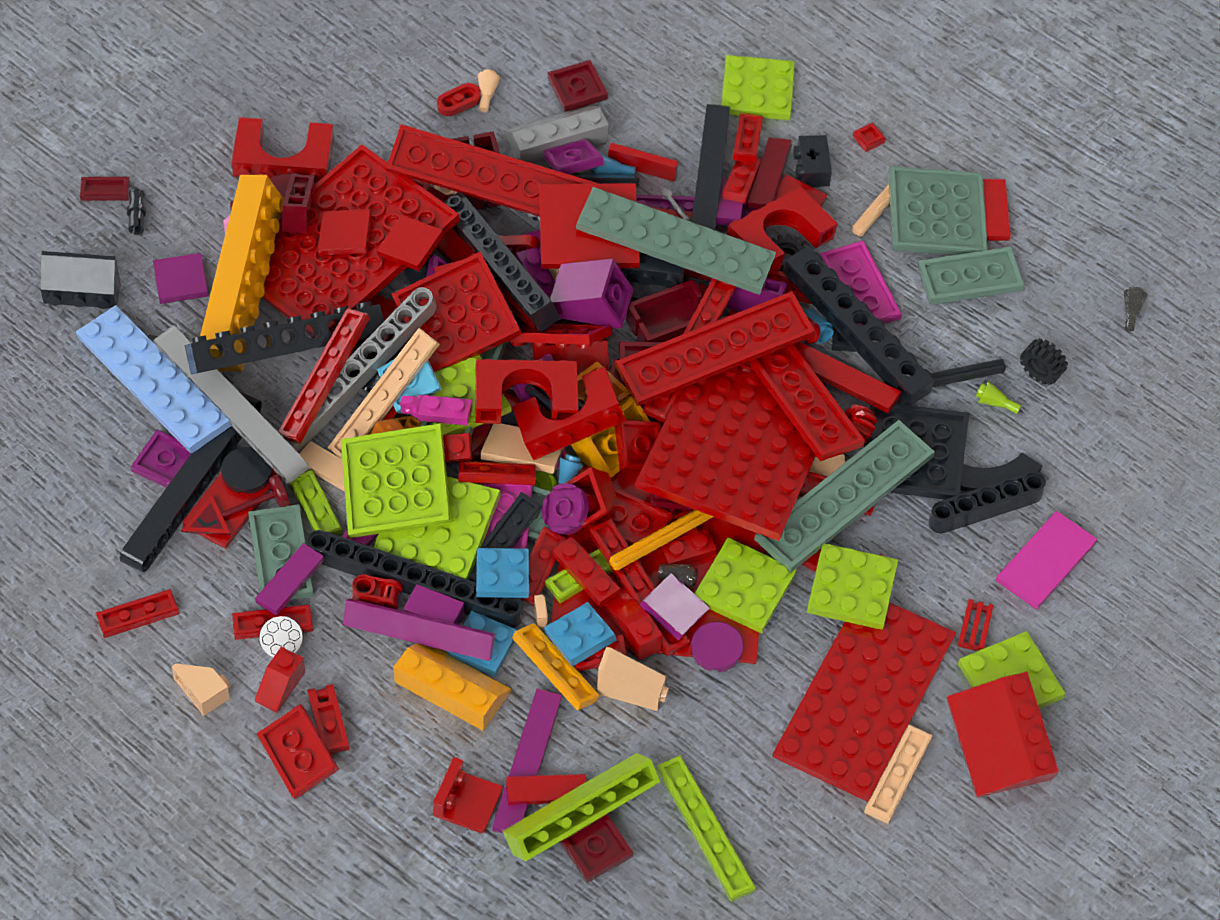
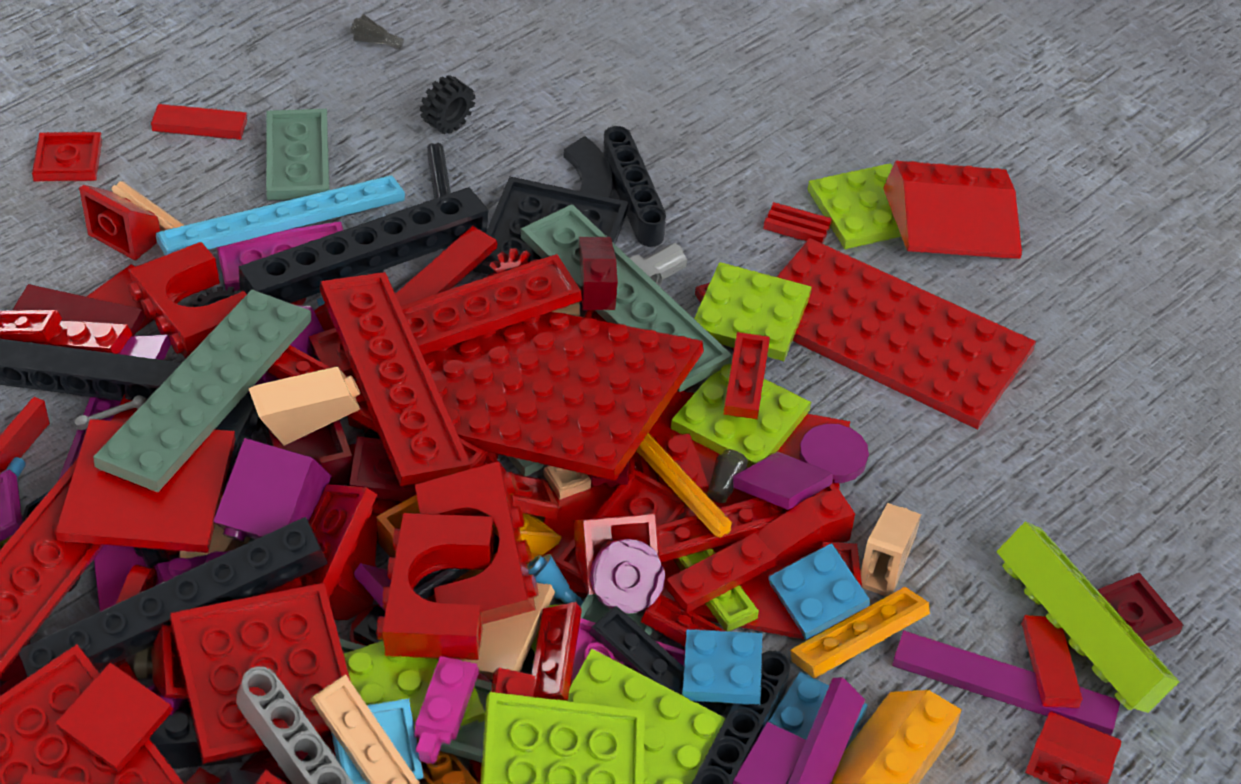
camera: 85 degrees left, 10 degrees down
(540, 611) = (777, 637): light nougat tile -> none
(609, 178) = (36, 479): black tile -> none
(672, 296) = (305, 402): none -> light nougat slope
(706, 828) = (1088, 501): lime tile -> none
(769, 576) = (746, 375): none -> red plate
(813, 160) = (72, 266): black brick -> none
(855, 467) = (598, 273): none -> dark red slope
(863, 176) = (118, 222): none -> red slope
(869, 137) = (44, 216): red tile -> none
(888, 517) = (662, 262): none -> light grey piece
(895, 276) = (283, 215): none -> medium azure tile
(898, 774) = (1042, 332): light nougat tile -> none
(936, 137) = (67, 156): none -> red tile
(937, 211) = (190, 167): sand green tile -> none
(992, 396) = (477, 163): lime cone -> none
(1046, 560) = (711, 154): dark pink tile -> none

